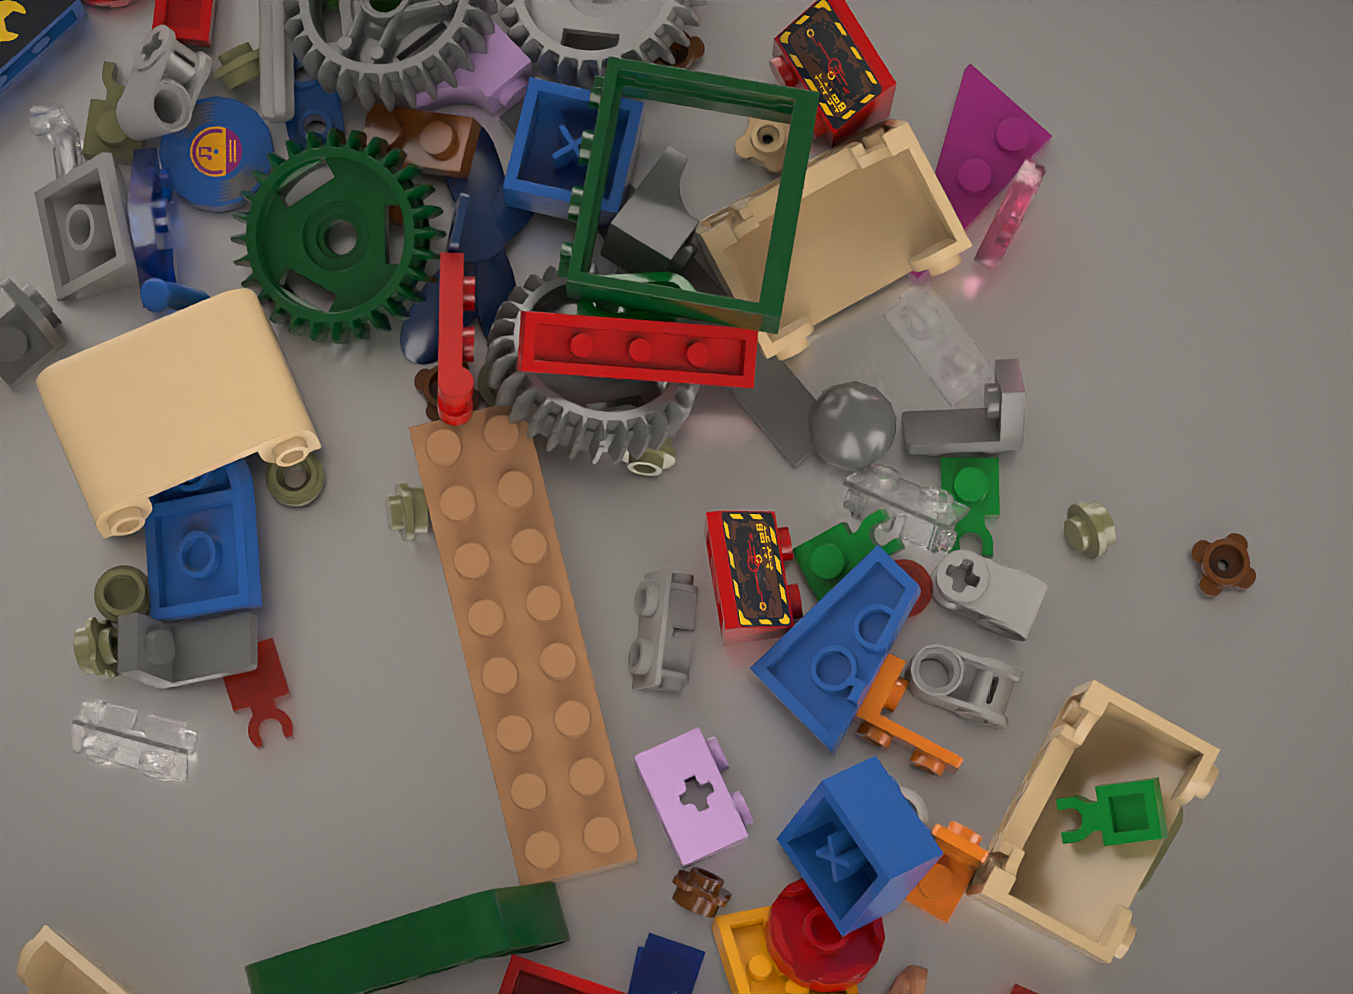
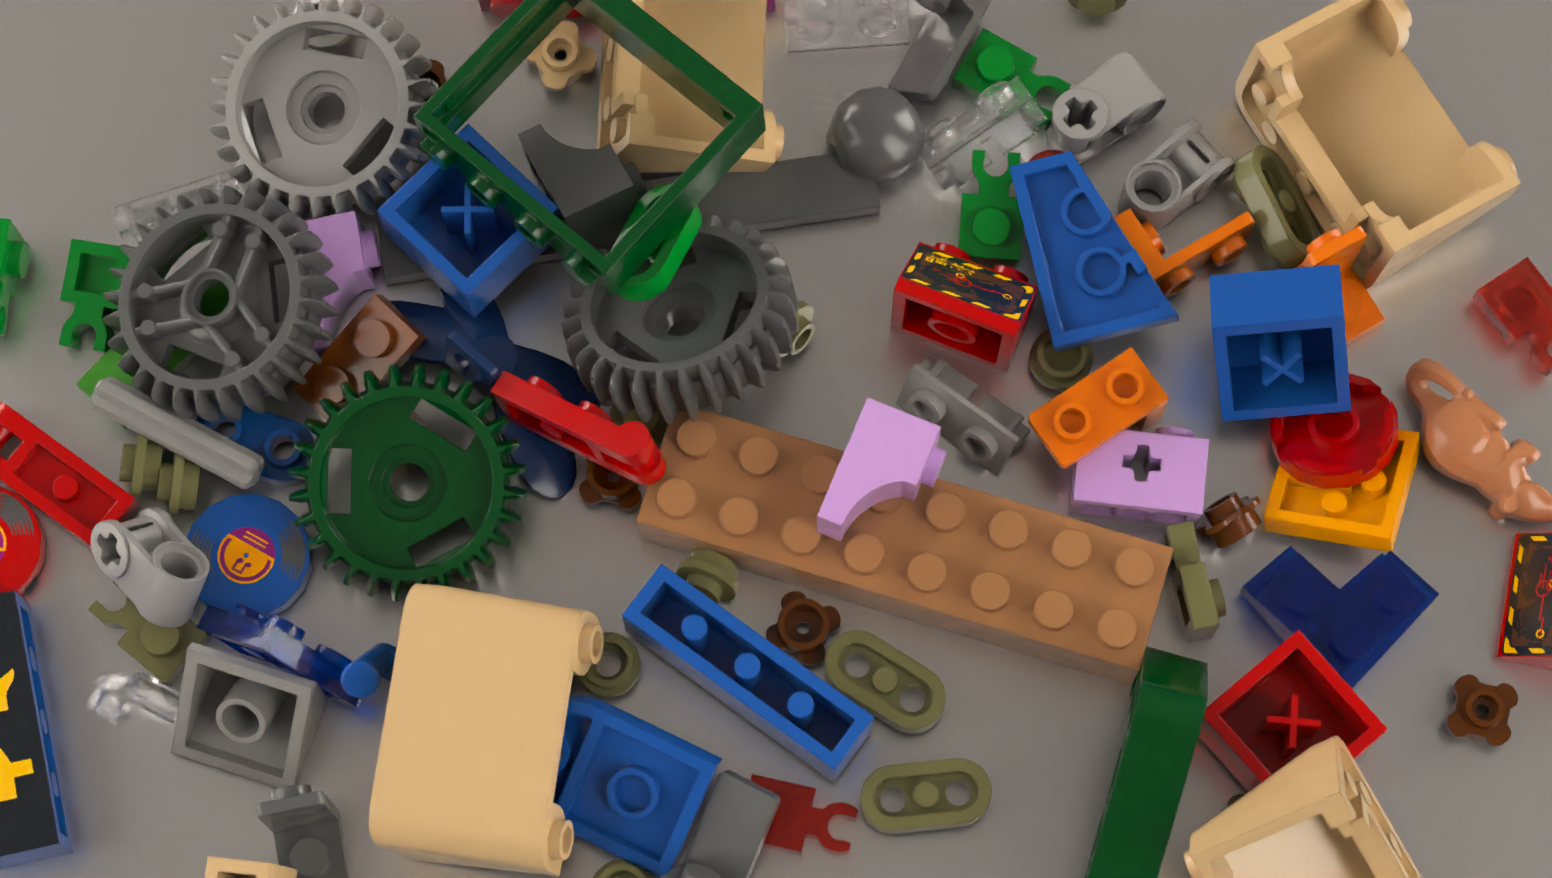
camera: 55 degrees left, 5 degrees down
(237, 28) = (141, 465): none -> olive plate
(334, 781) = (924, 794): none -> olive plate
(343, 585) = (747, 673): none -> blue brick
(399, 598) = (798, 610): none -> reddish brown plate
(405, 697) = (887, 680): none -> olive plate
(559, 582) = (882, 461): none -> lavender arch
(619, 903) = (1197, 597): none -> olive plate
(636, 349) = (701, 261): red plate -> none
(719, 733) = (1099, 409): none -> orange bracket
(746, 688) = (1061, 368): none -> olive plate
(989, 779) = (1276, 205): none -> olive plate
(1122, 812) = (1382, 99): green plate -> none

